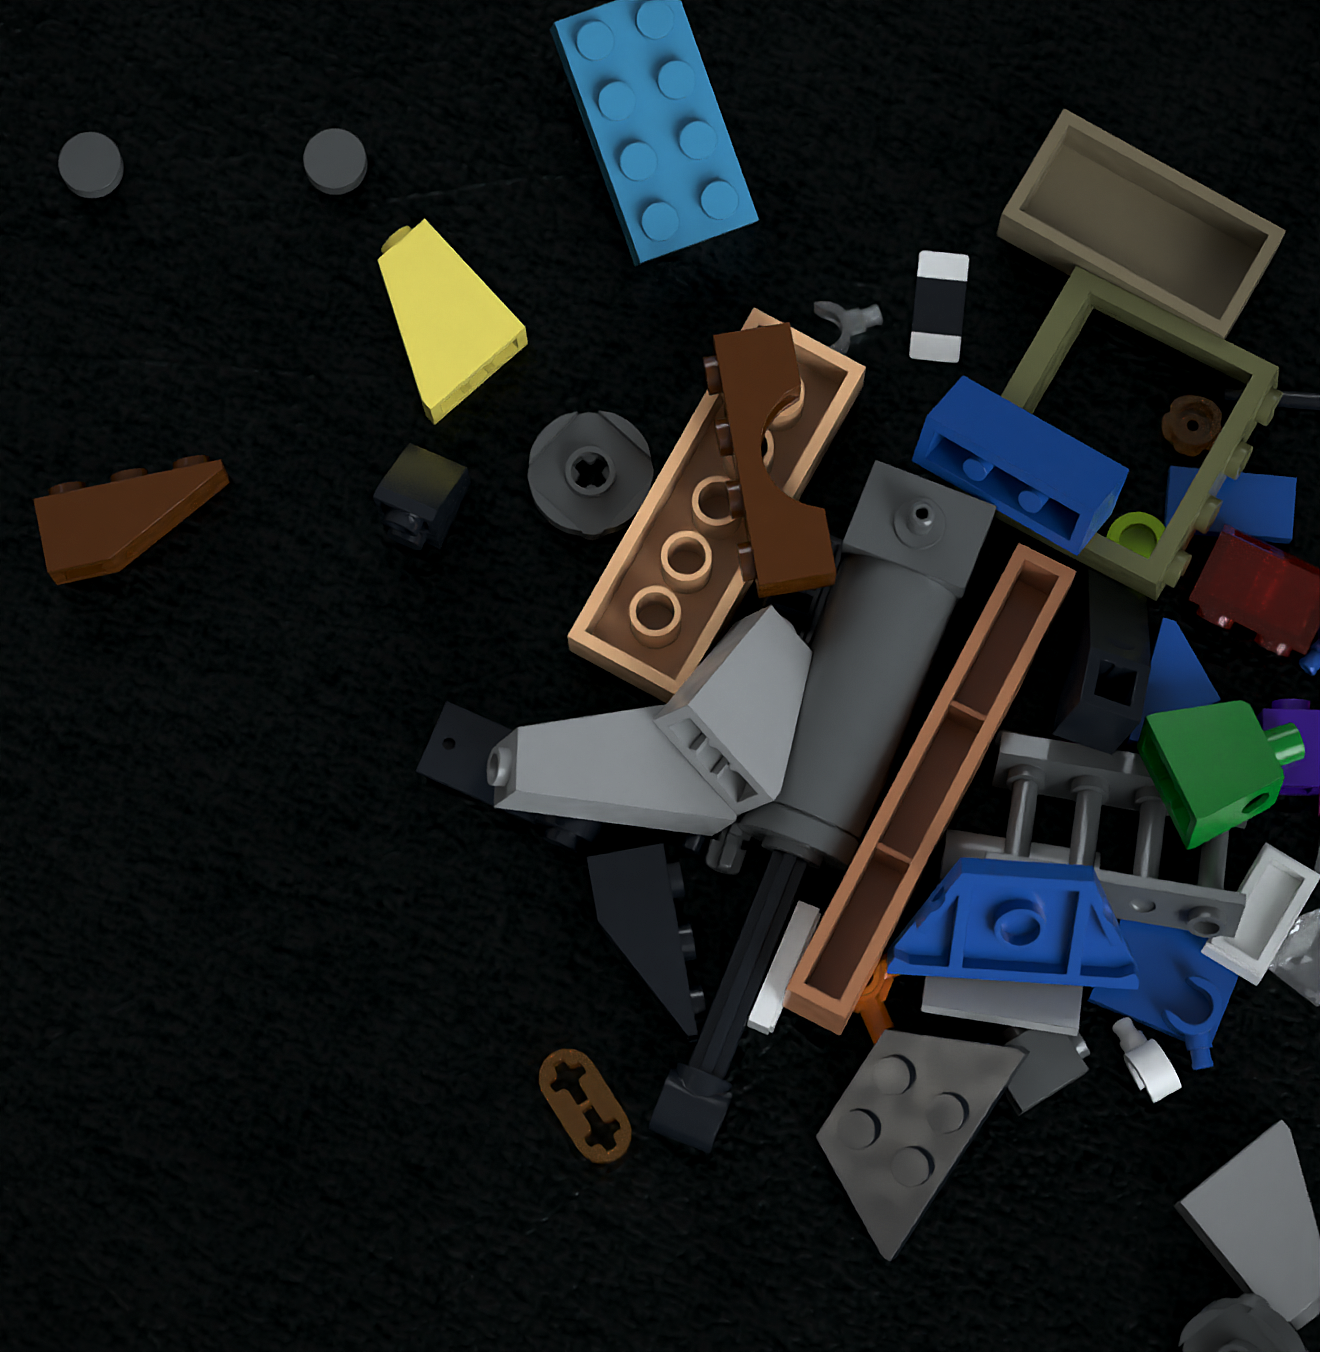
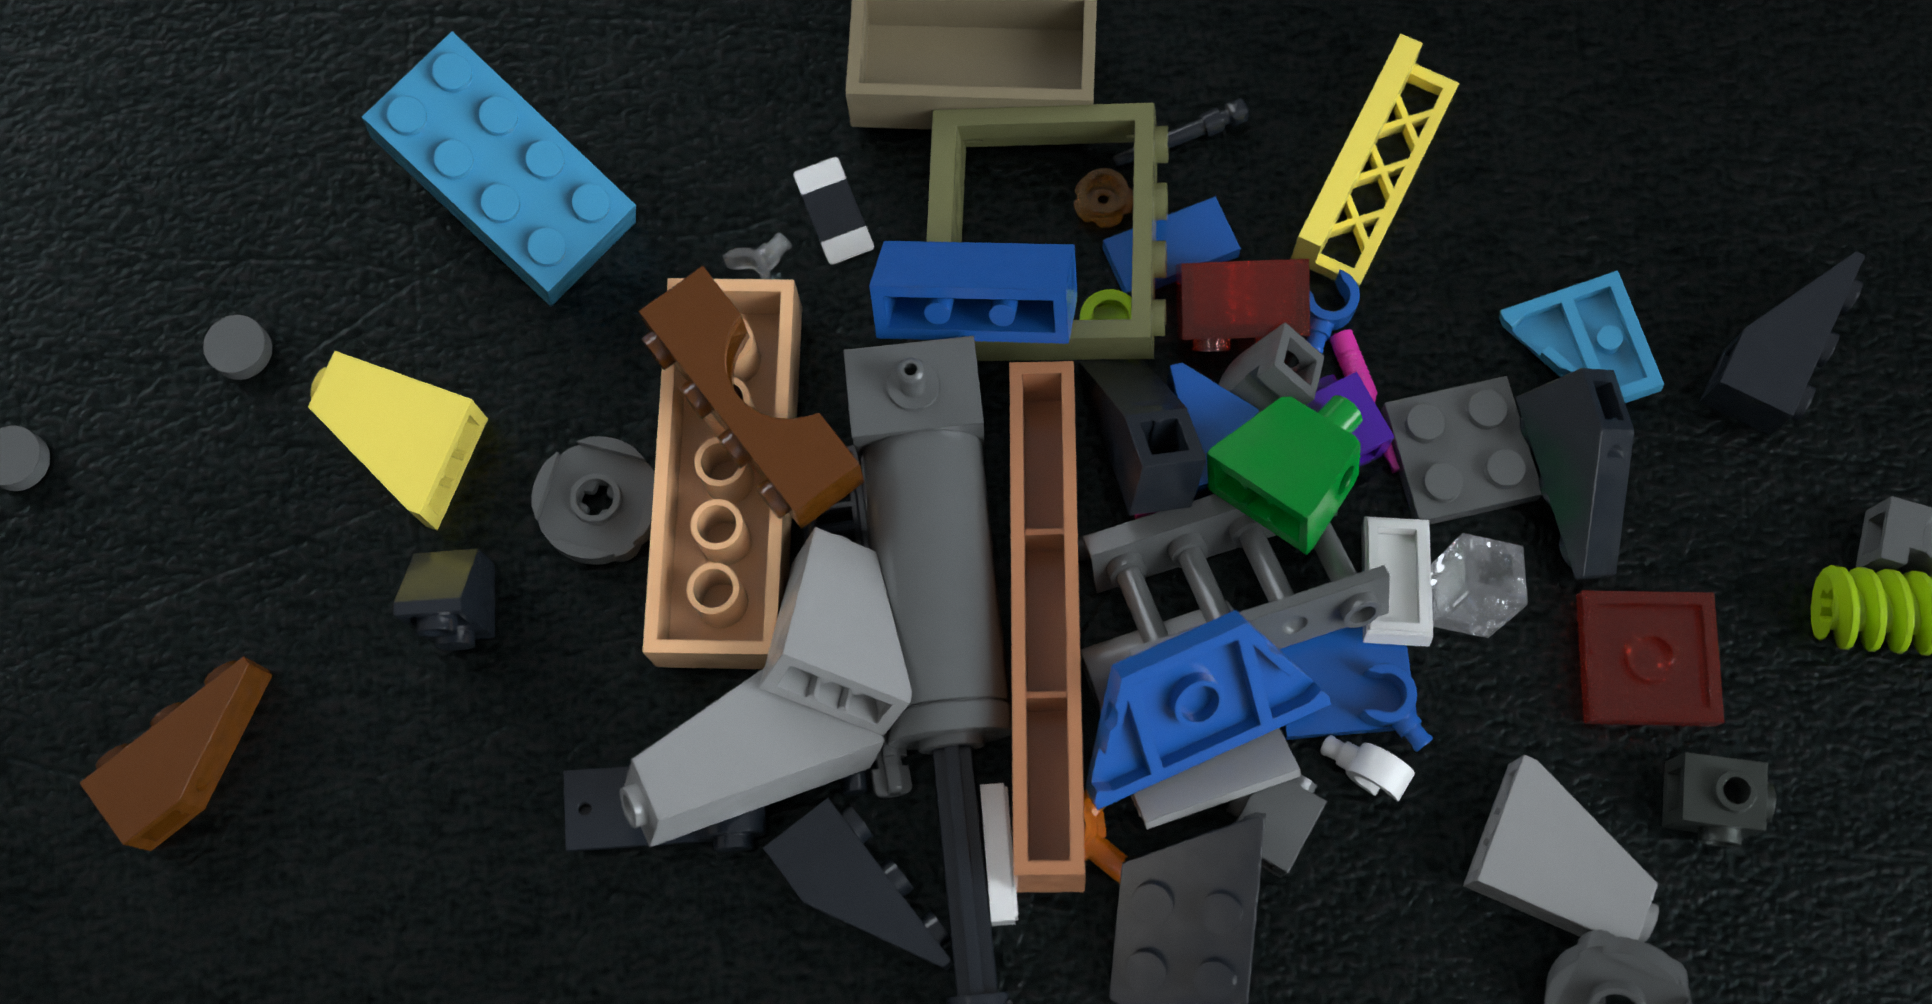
camera: 25 degrees left, 5 degrees down
(1239, 672) = (1263, 377): none -> dark grey leg

